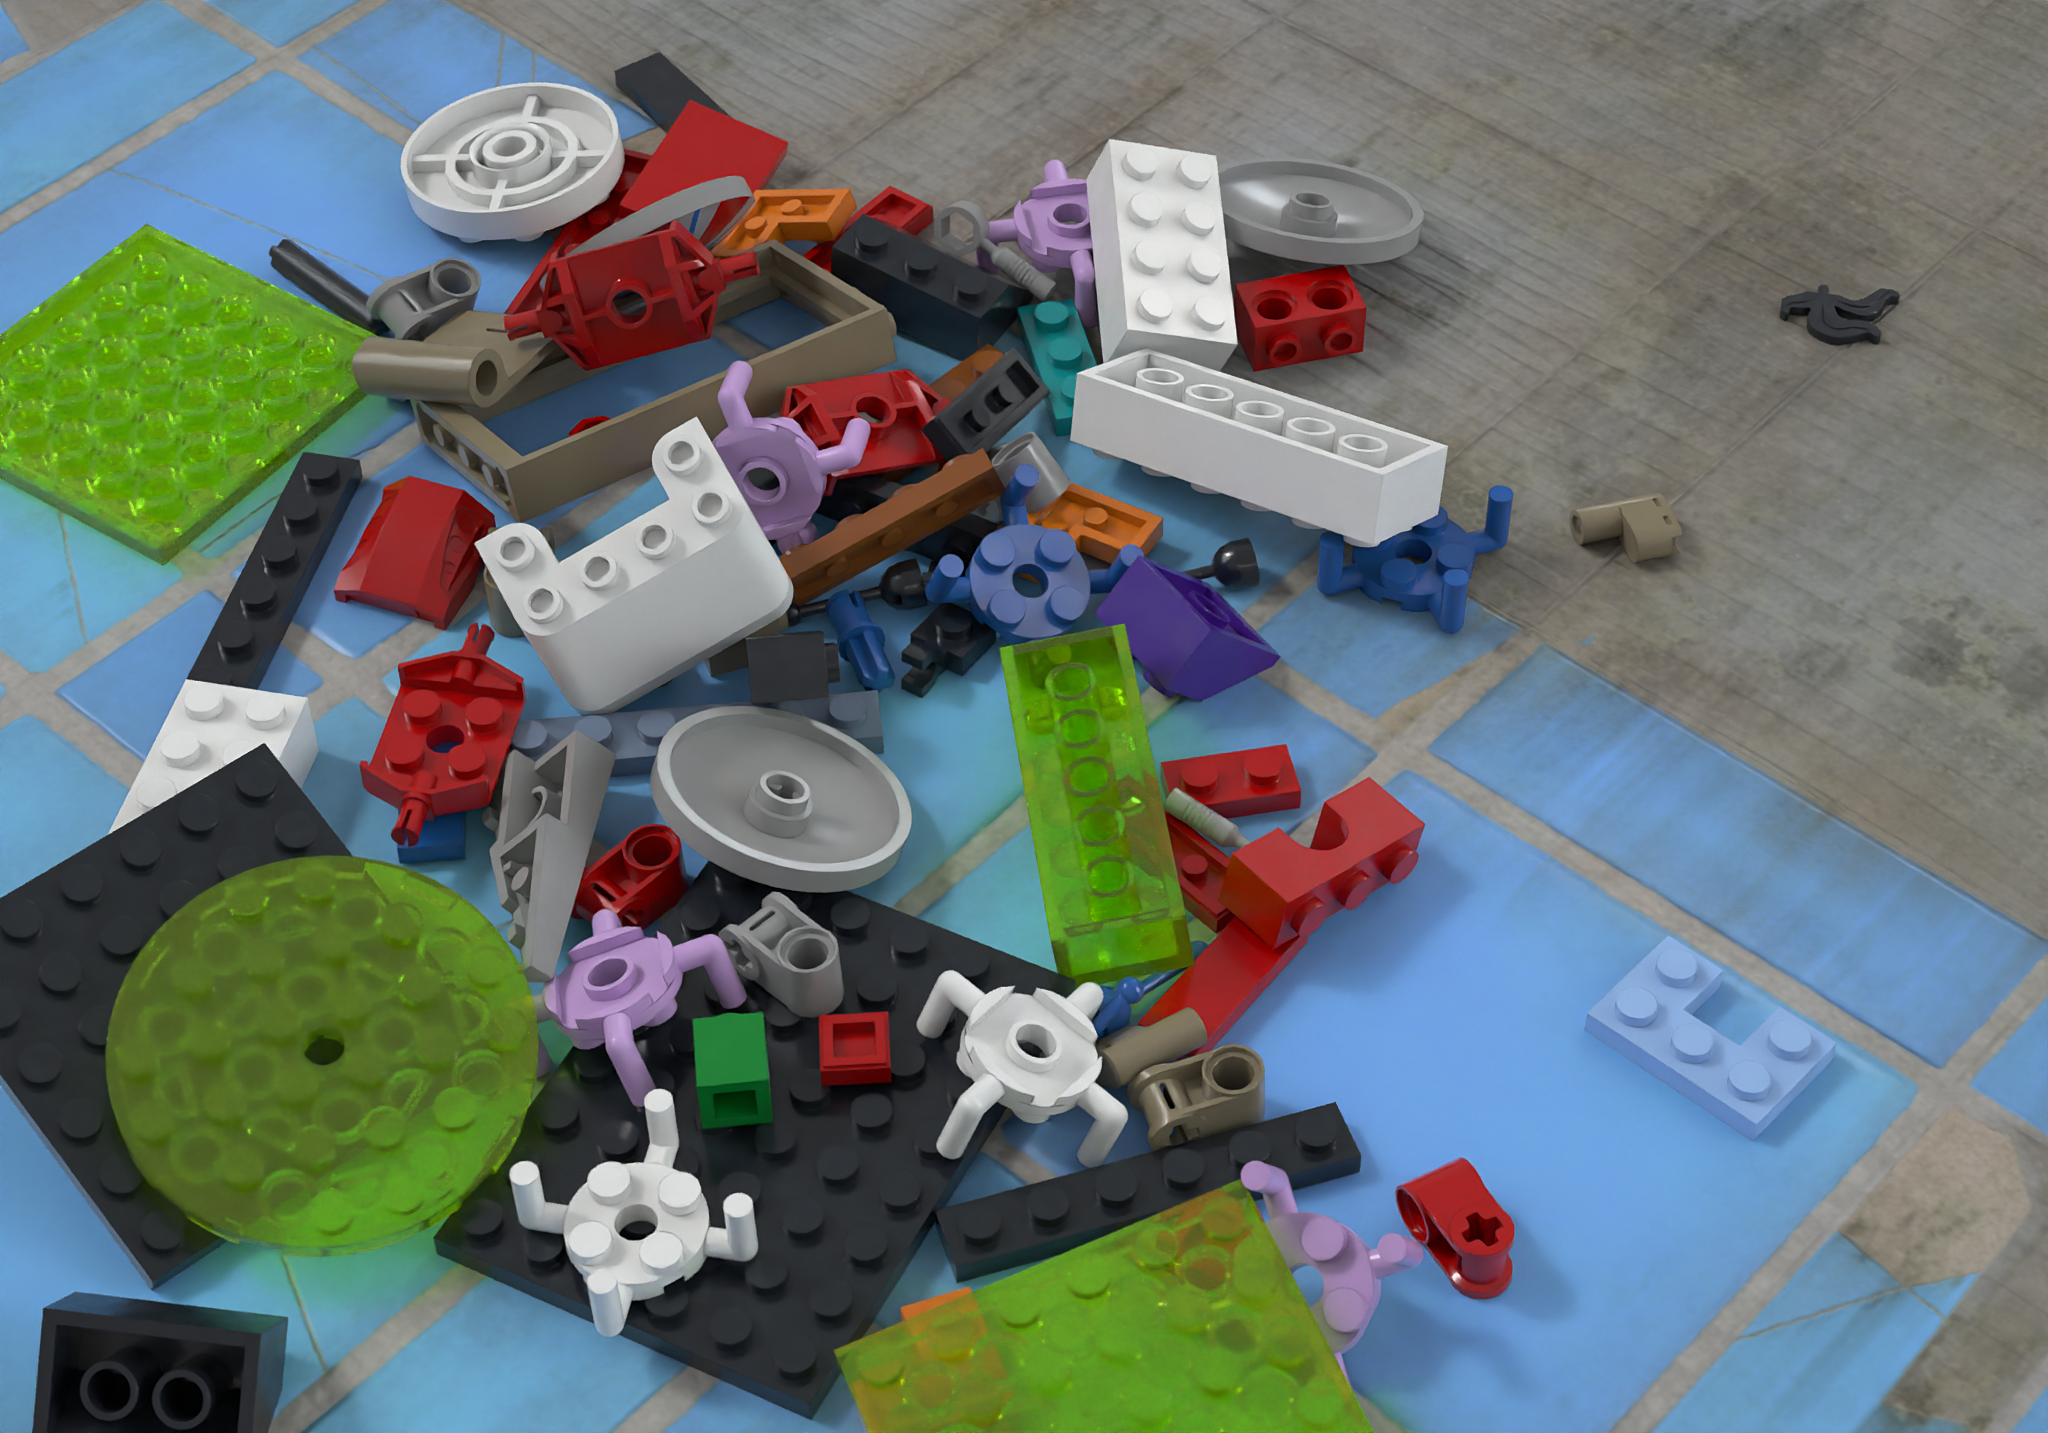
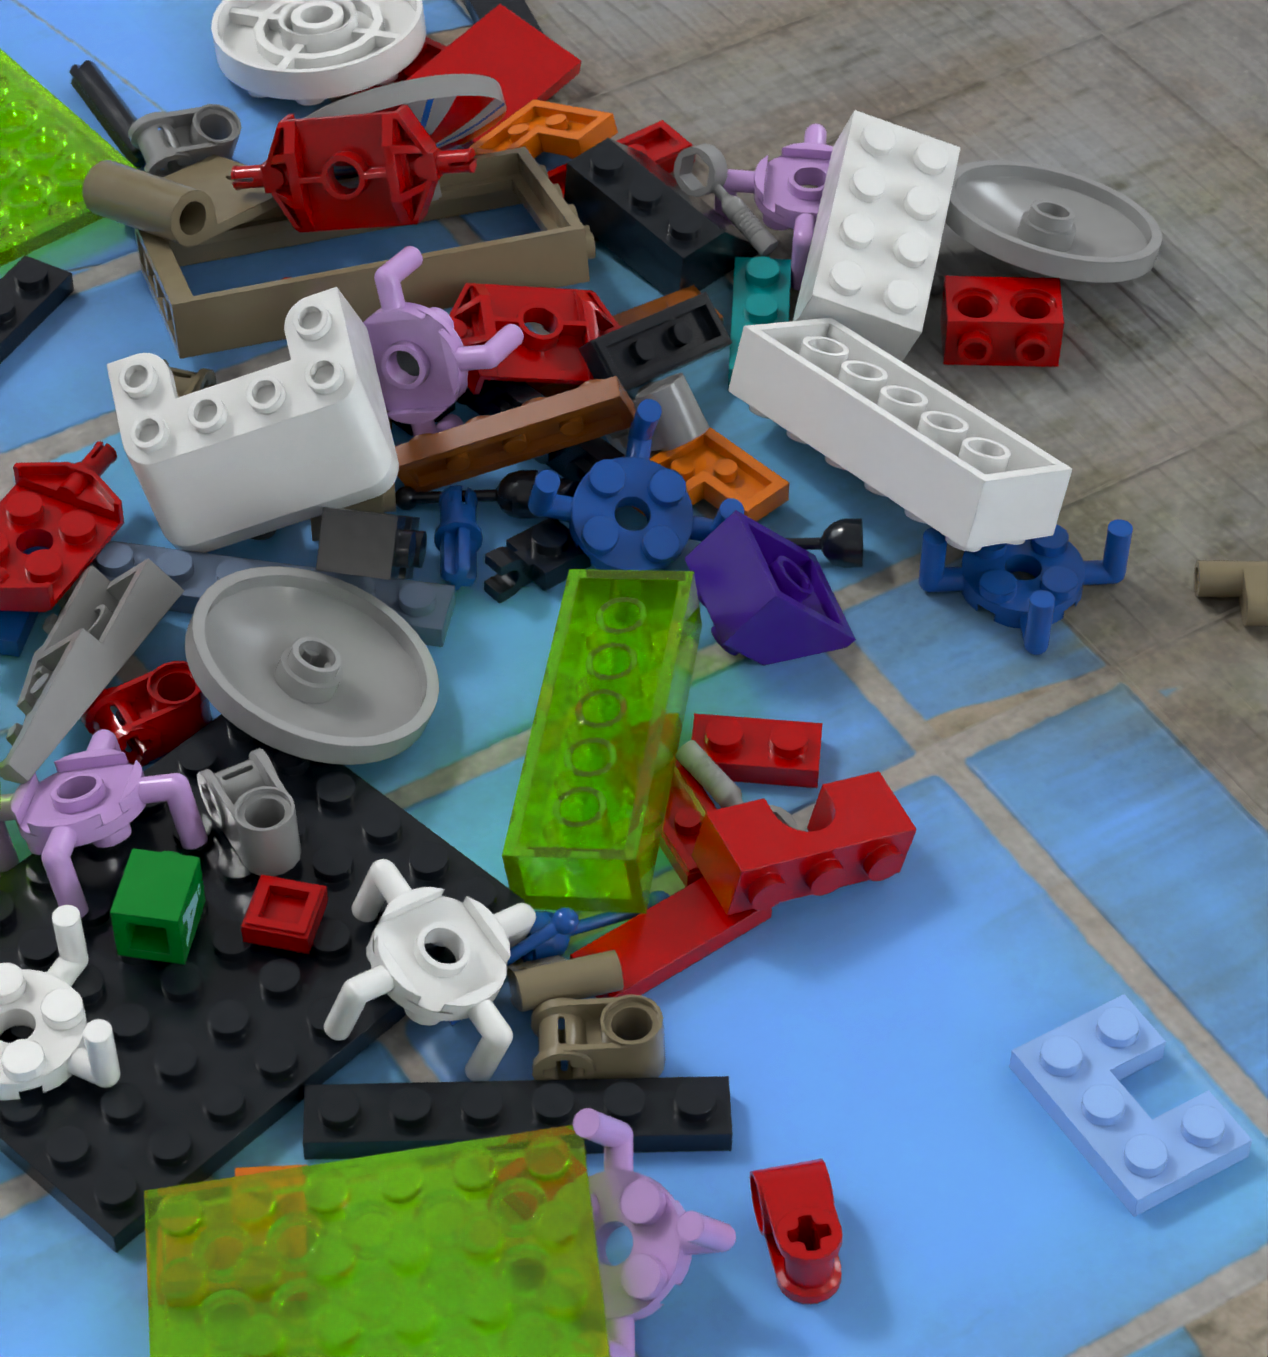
camera: 15 degrees right, 0 degrees up
(418, 552) = (69, 371): red slope -> none

